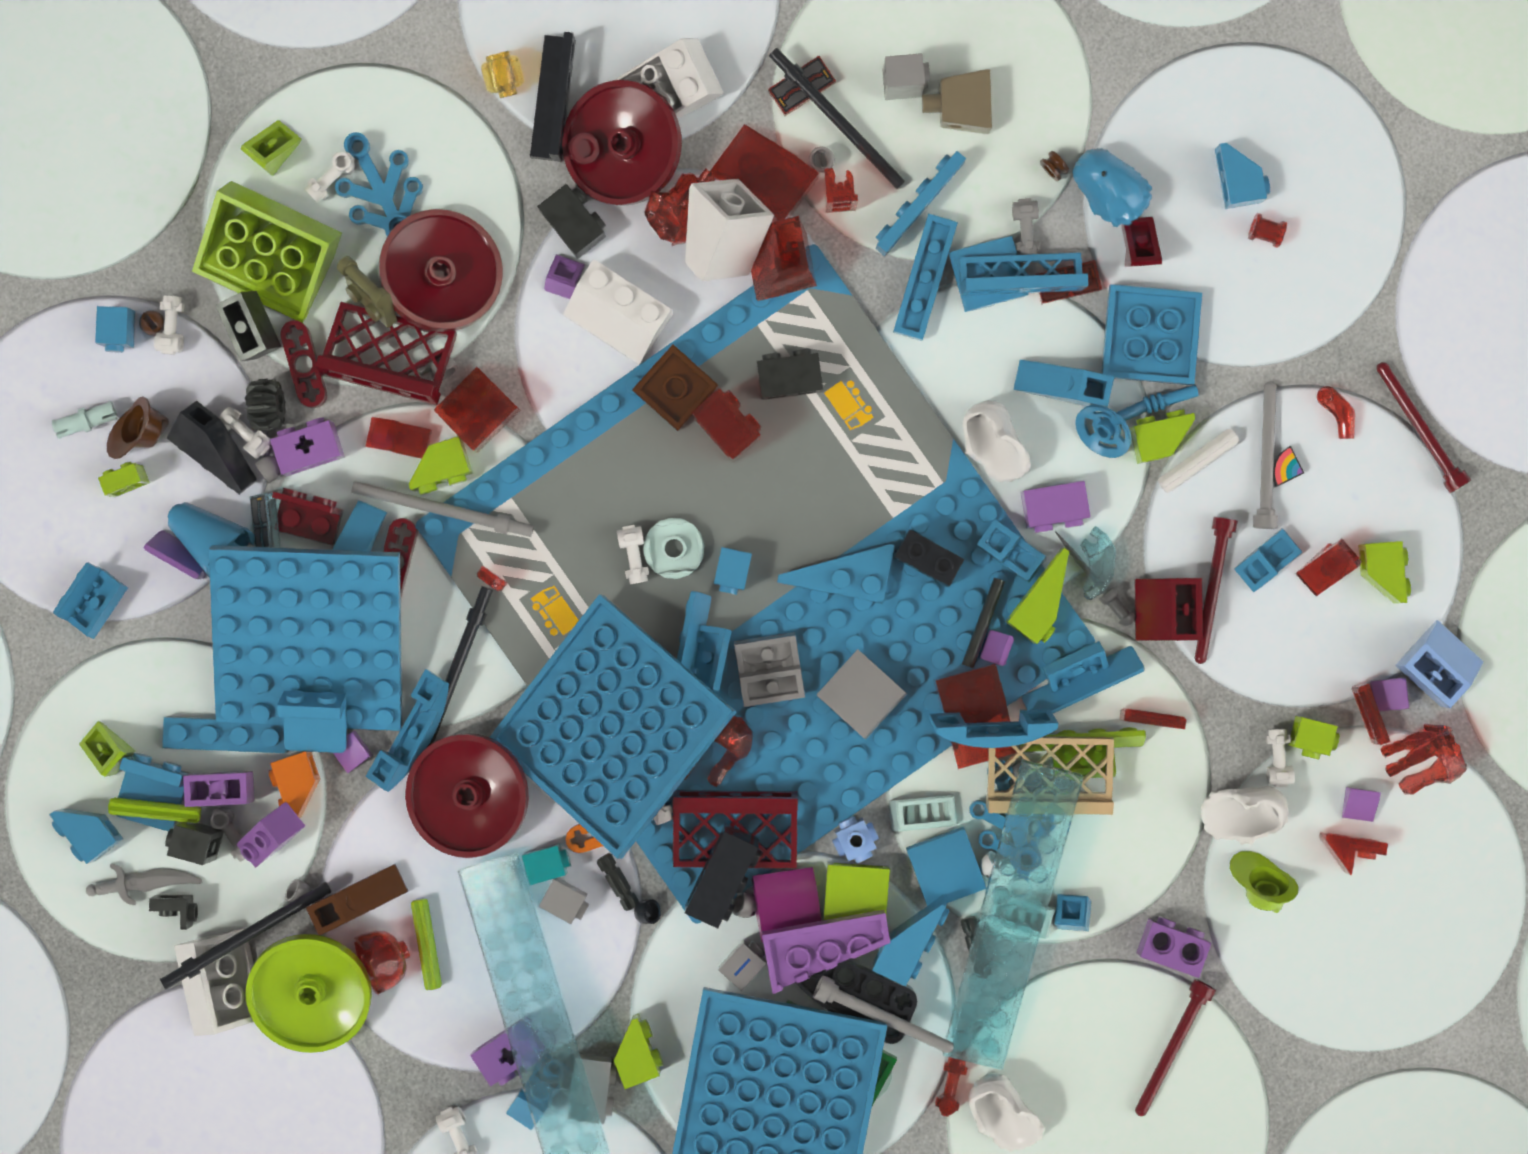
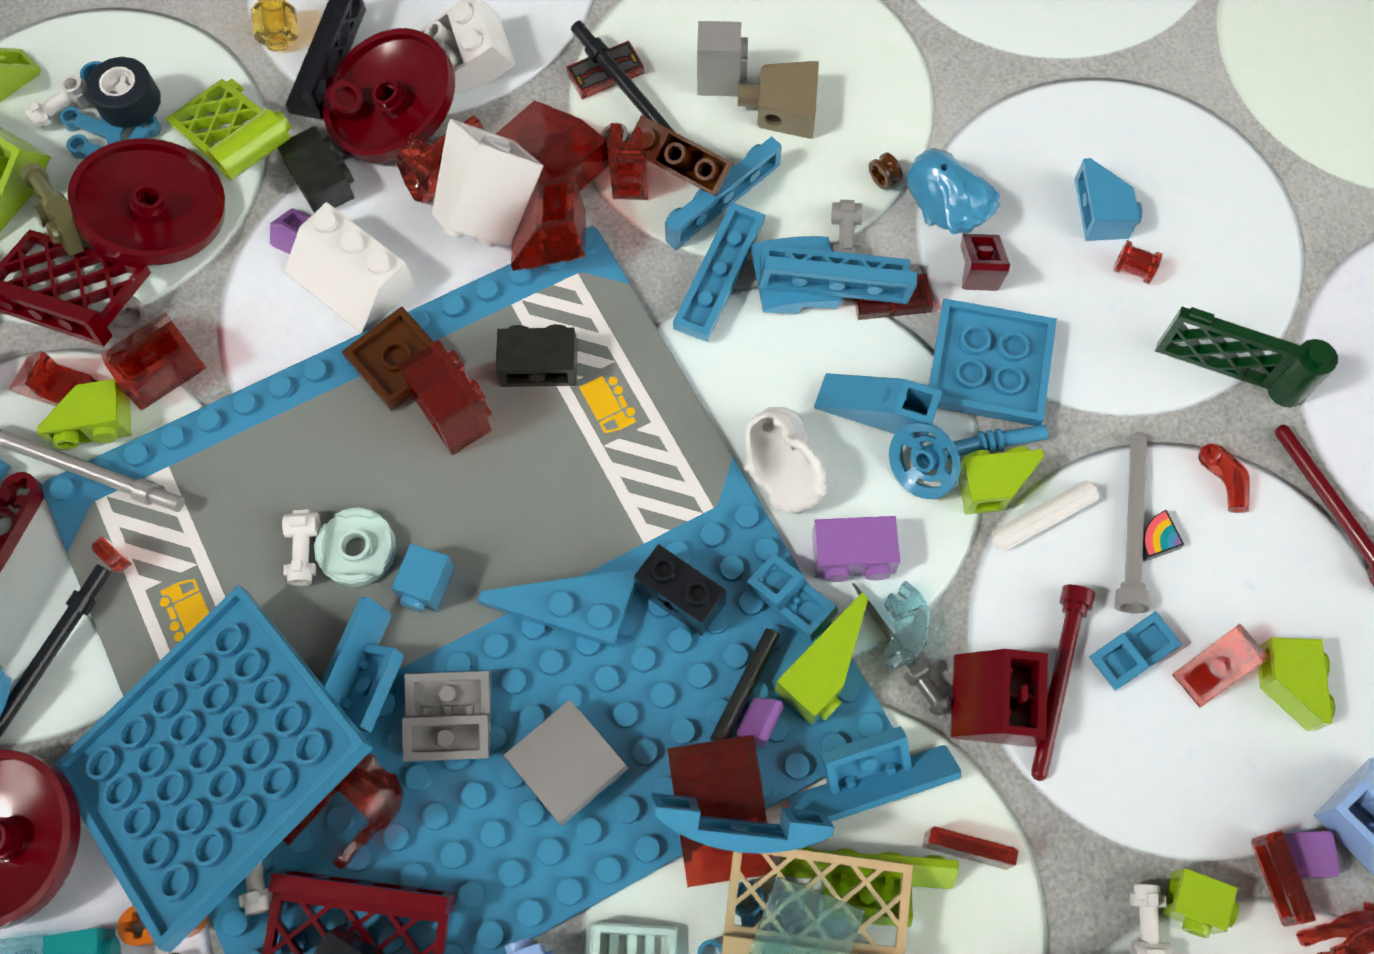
camera: 10 degrees right, 20 degrees down
(389, 154) = (123, 92): none -> black wheel
(514, 211) = (240, 143): none -> lime piece
(883, 181) = (682, 156): none -> reddish brown slope
(1386, 326) = (1287, 375): none -> dark green piece

